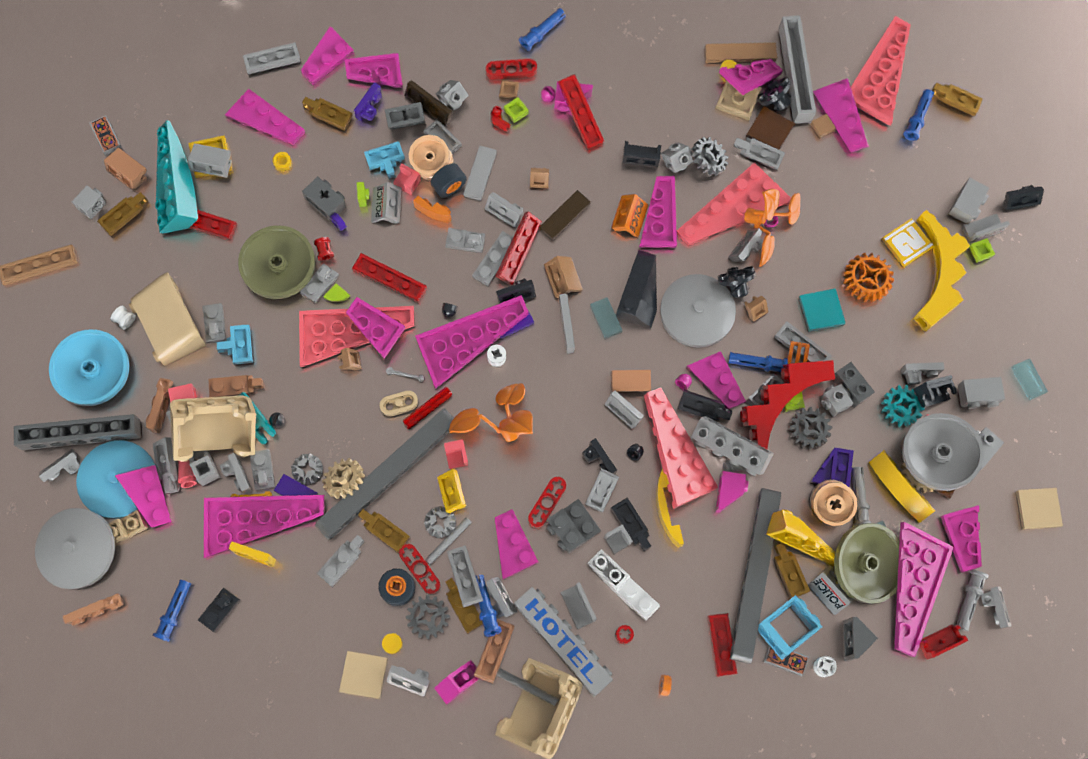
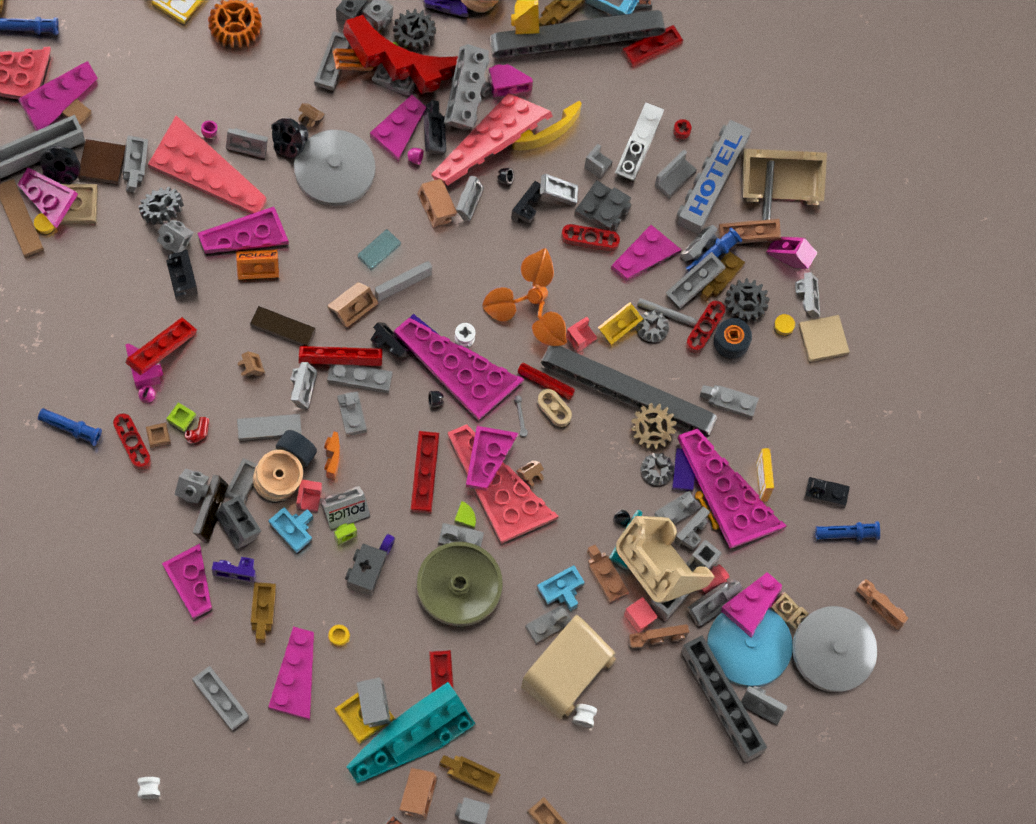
camera: 115 degrees left, 5 degrees down
(89, 367) = (653, 720): medium azure dish -> none
(323, 248) = (422, 547): red bush -> none
(326, 56) = (194, 642): dark pink wing -> none
(384, 530) = (684, 370): pearl gold hinge -> none
(632, 523) = (576, 156): black hinge -> none
(640, 293) = (342, 226): black wedge -> none
(665, 685) = (712, 79): orange tile -> none
(759, 217) = (214, 136): orange plant -> none
(767, 363) = (365, 86): blue pin -> none
(822, 310) = (285, 56): teal tile -> none

